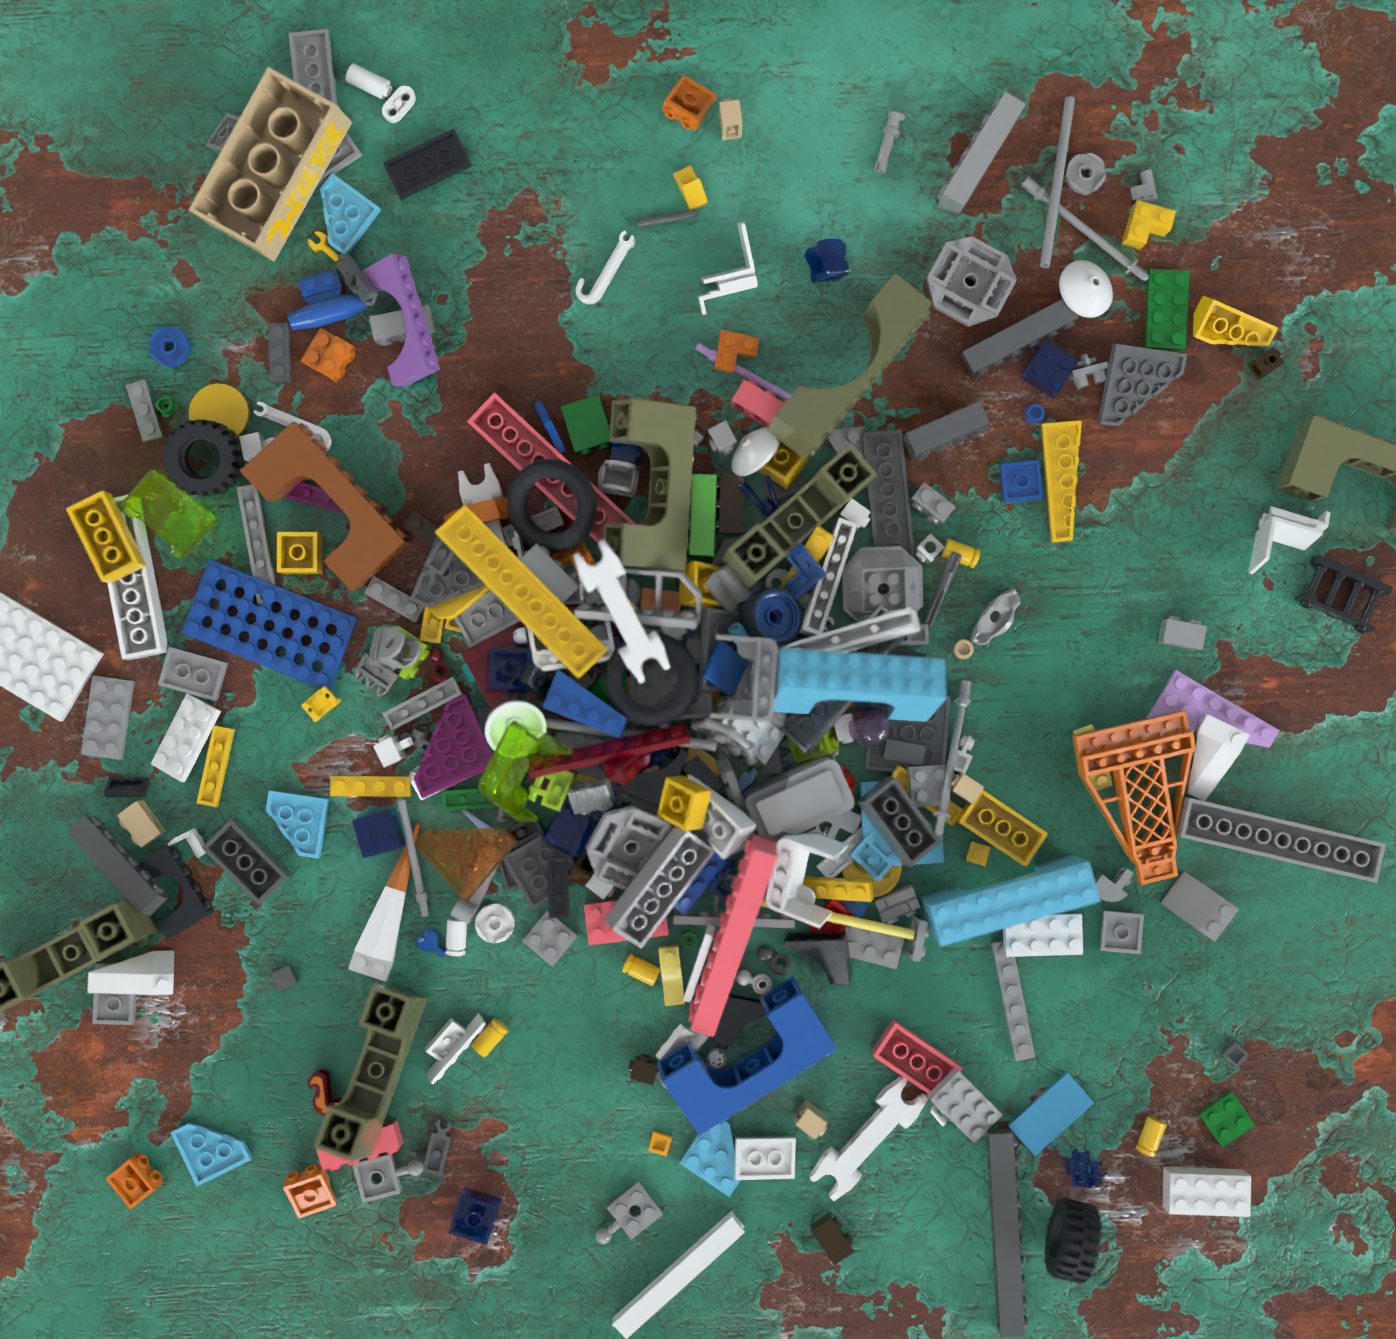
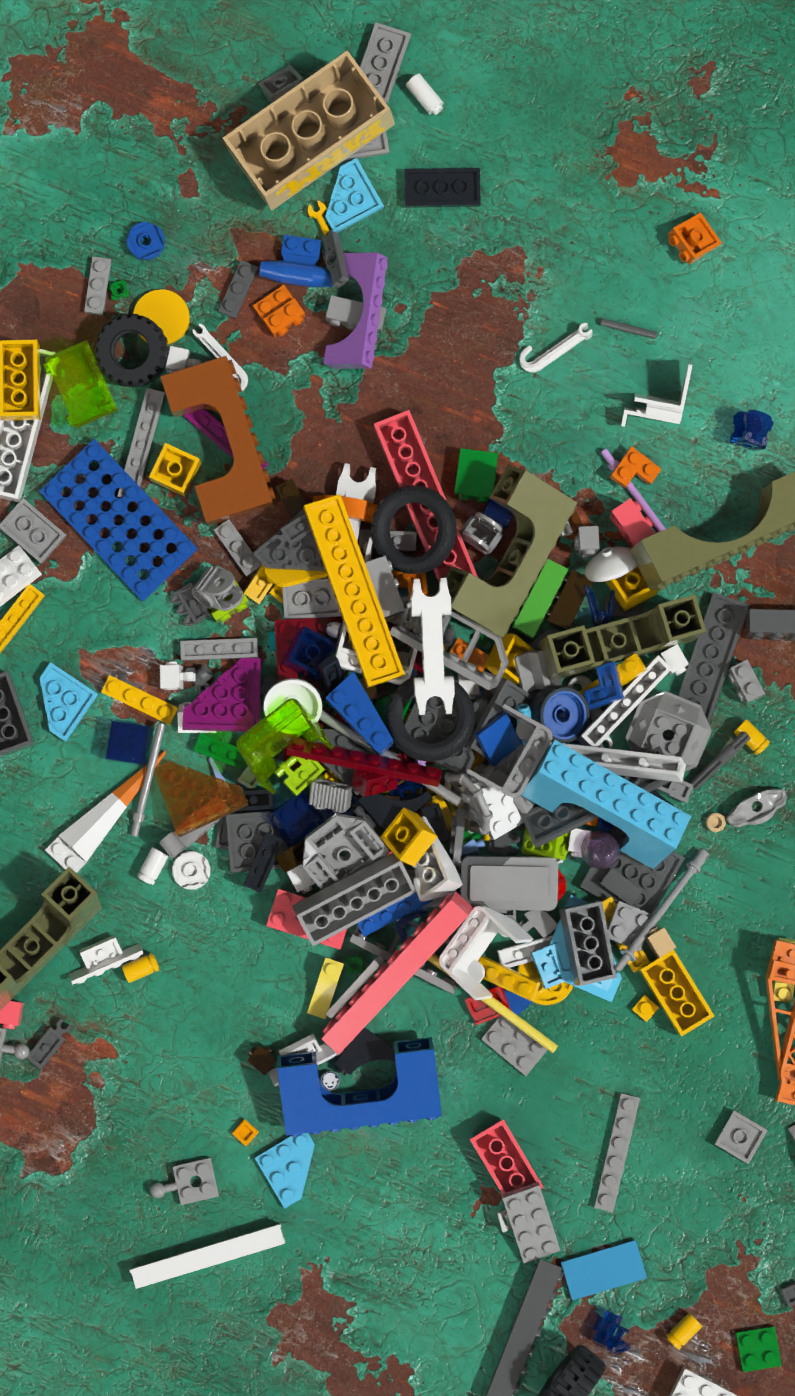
camera: 25 degrees right, 5 degrees down
(320, 703) = (131, 607): yellow piece -> none
(397, 104) = (441, 125): white plate -> none
(430, 942) = (127, 860): blue rock -> none
(436, 656) = (249, 614): dark red plate -> none
(475, 1216) = (54, 1118): clear blue brick -> none
(549, 427) = (442, 449): blue tile -> none
(550, 938) = (233, 906): light grey plate -> none
(641, 969) = (300, 970): yellow piece -> none
(690, 188) = (661, 312): yellow slope -> none
(730, 119) = (723, 269): tan brick -> none
(744, 978) = (388, 1021): white plate -> none
(764, 1158) = (332, 1188): white plate -> none
(766, 955) = (416, 1010): dark grey plate -> none
(810, 1119) = (389, 1171): tan brick -> none
(828, 949) = (474, 1029): black arch -> none
(832, 1238) = (358, 1287): dark brown brick -> none
(843, 437) = (702, 591): light grey wing -> none
(844, 1163) = (400, 1226): white piece -> none
(897, 903) = (553, 1018): light grey brick -> none
(916, 948) = (552, 1062): light grey plate -> none
(922, 554) = (718, 724): white bracket -> none
(964, 759) = (669, 918): white plate -> none
(1045, 936) = (669, 1106): white plate -> none
(1050, 890) = (653, 1055): medium azure arch -> none
(1112, 890) = (746, 1095): light grey brick -> none

